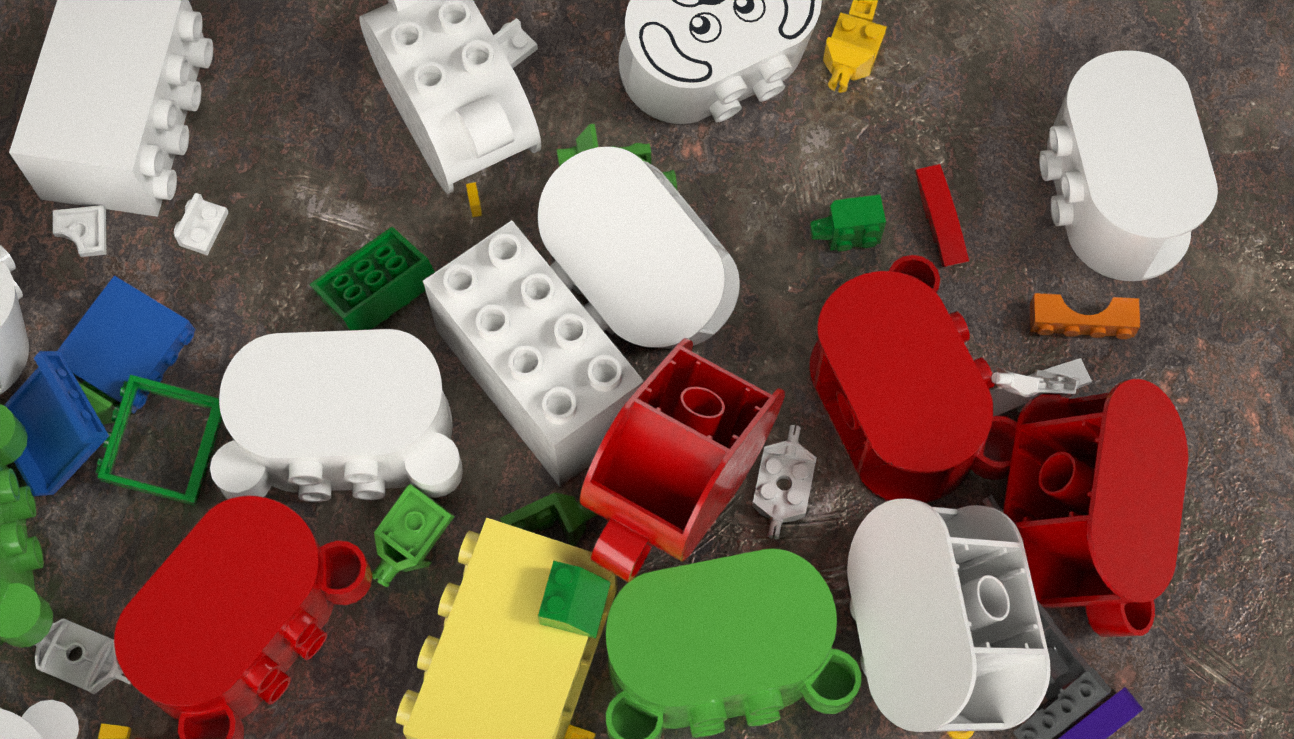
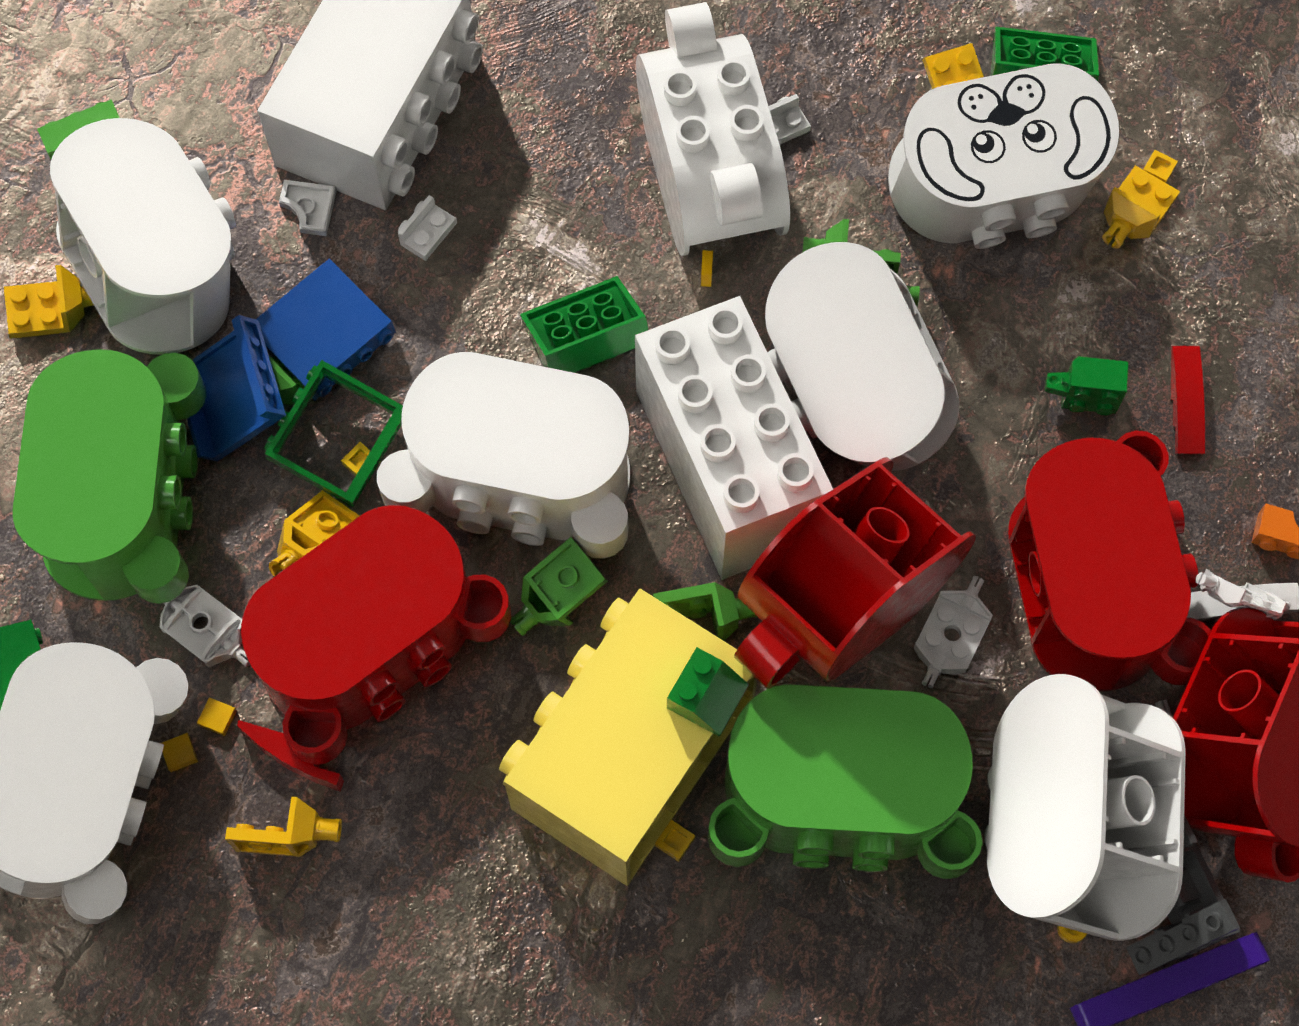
camera: 15 degrees right, 0 degrees up
(159, 537) = (309, 528): none -> yellow plate
(186, 458) = (355, 458): none -> yellow tile

